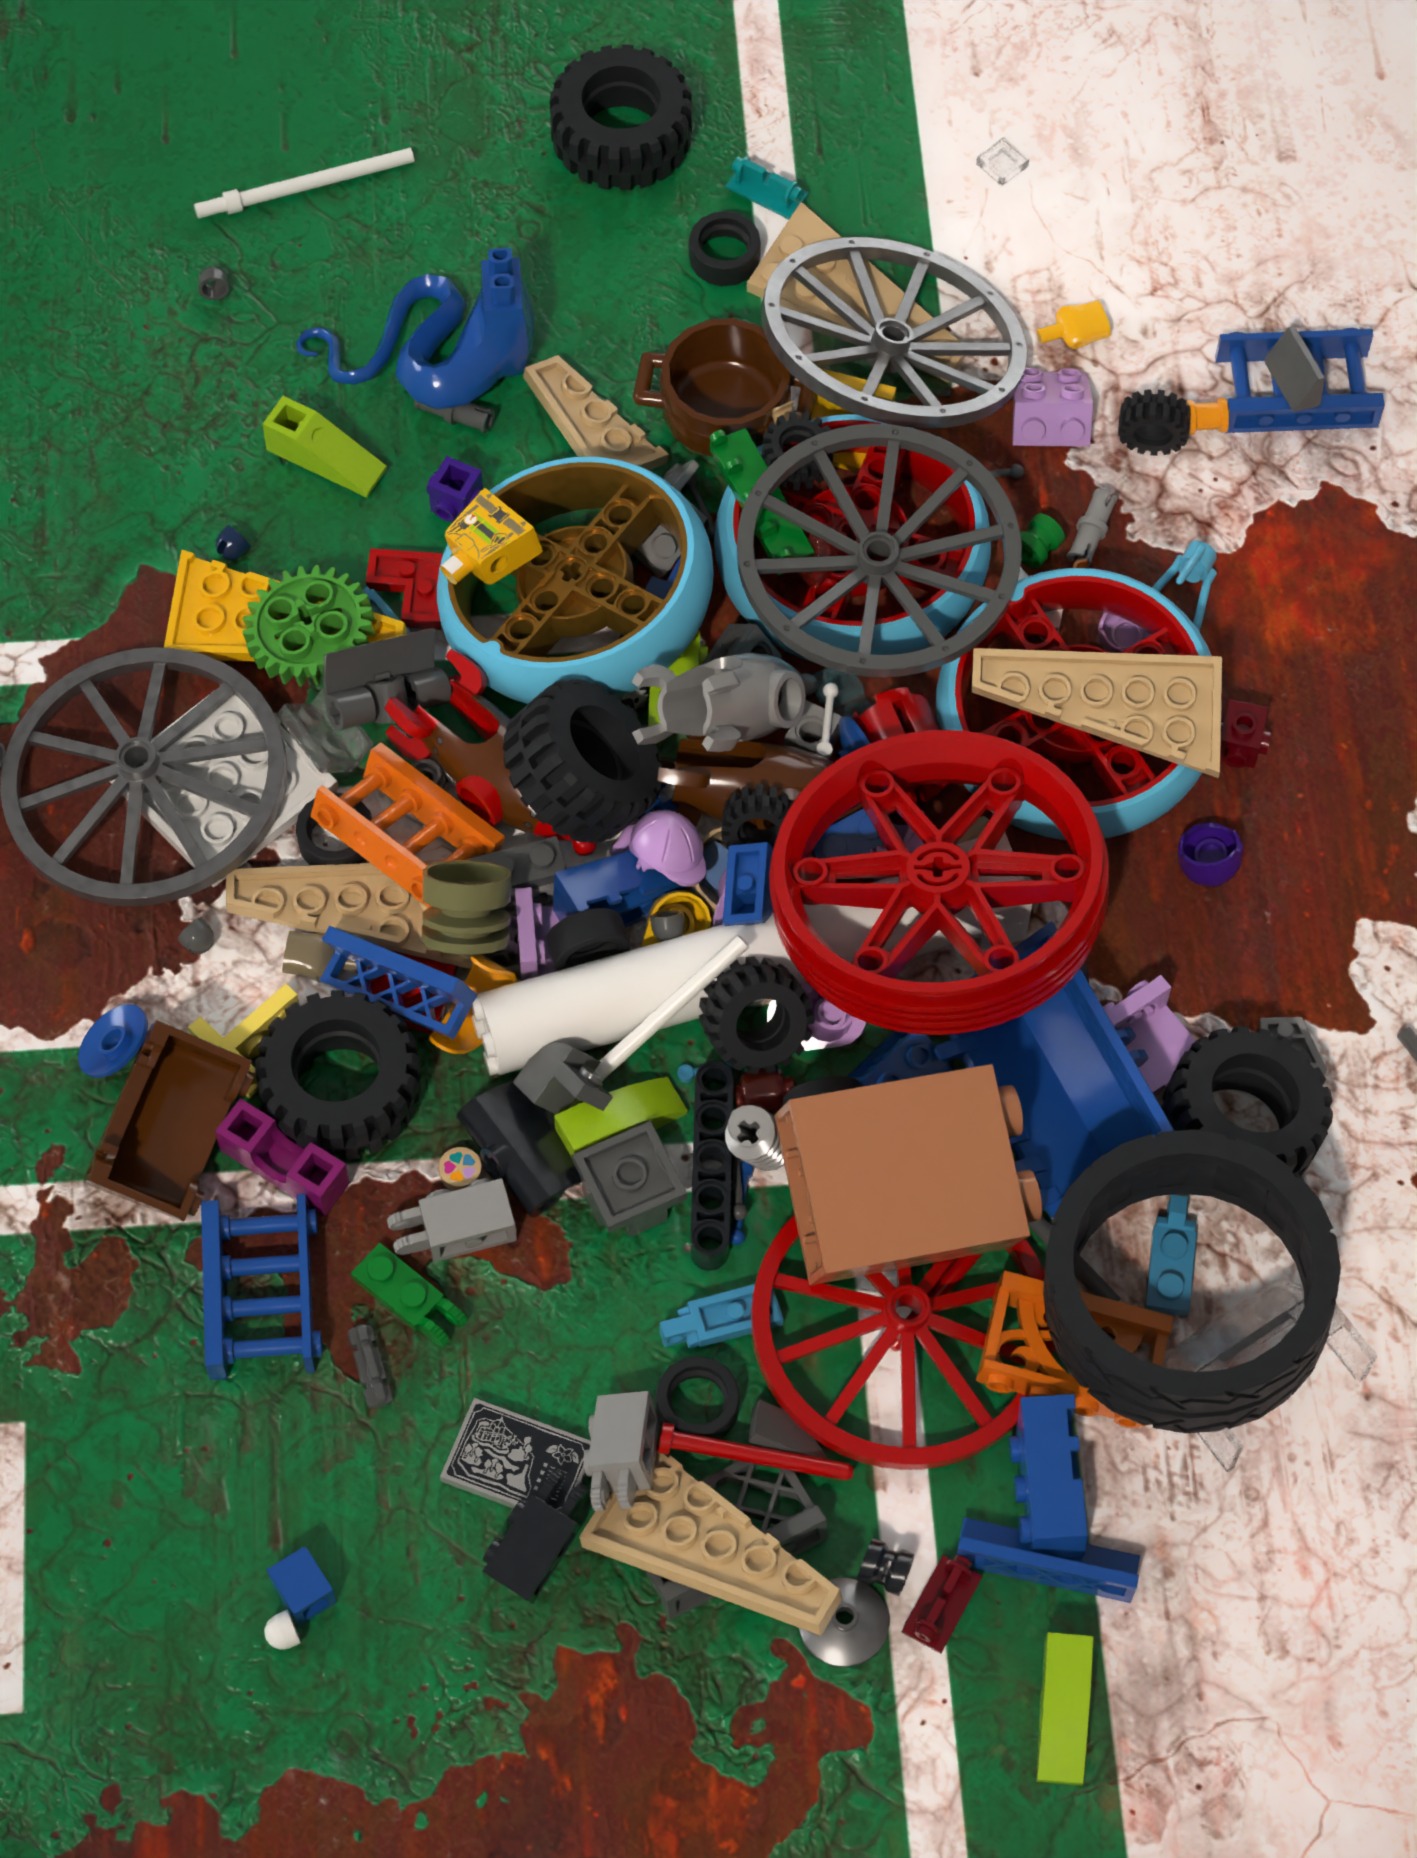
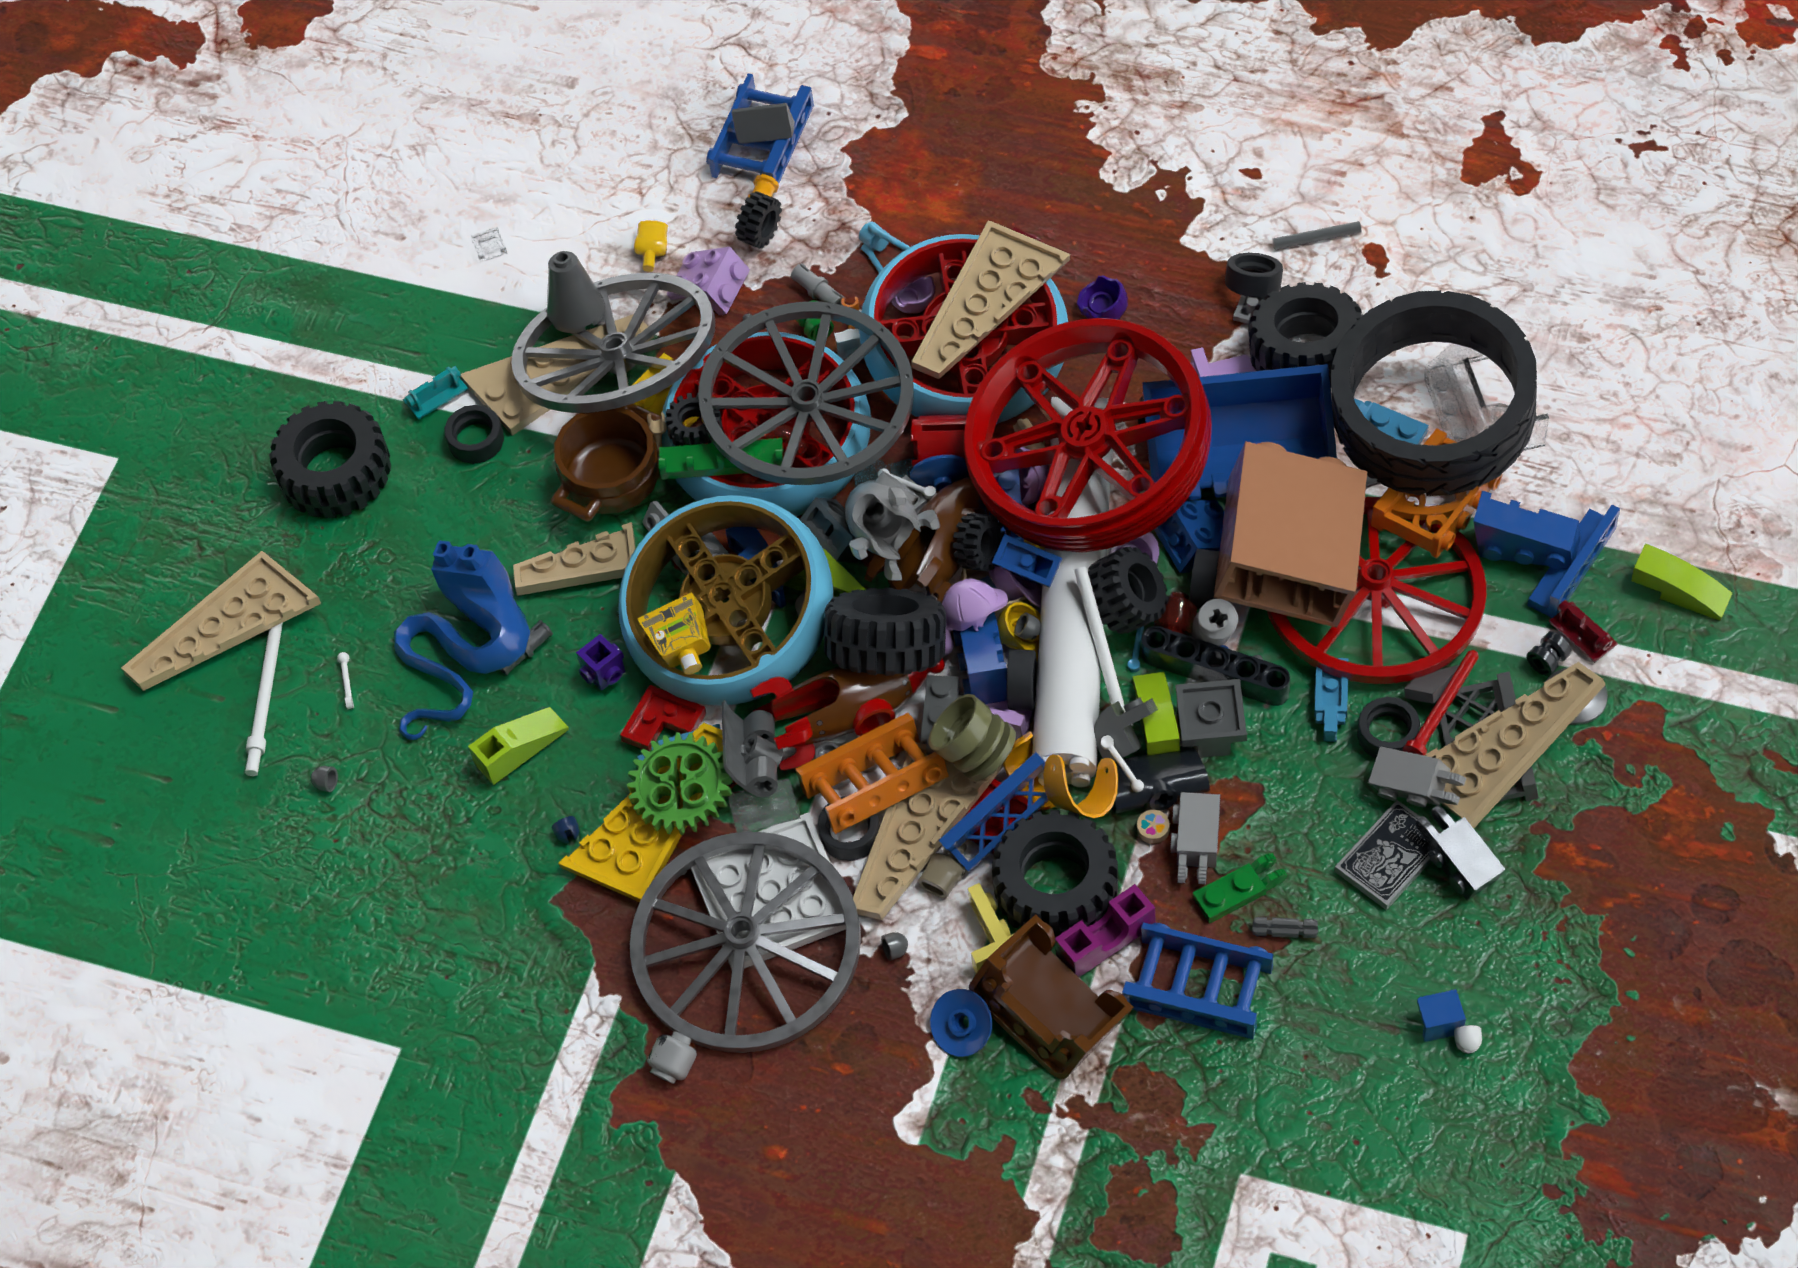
camera: 60 degrees left, 5 degrees down
(322, 268) = (343, 659): none -> white hinge
(394, 114) = (237, 610): none -> tan wing
(441, 1082) = (1099, 799): none -> light orange piece
(530, 1068) = (1108, 743): none -> white hinge
(940, 263) = (572, 295): none -> dark grey cone
(1311, 1030) = (1253, 274): none -> black tyre

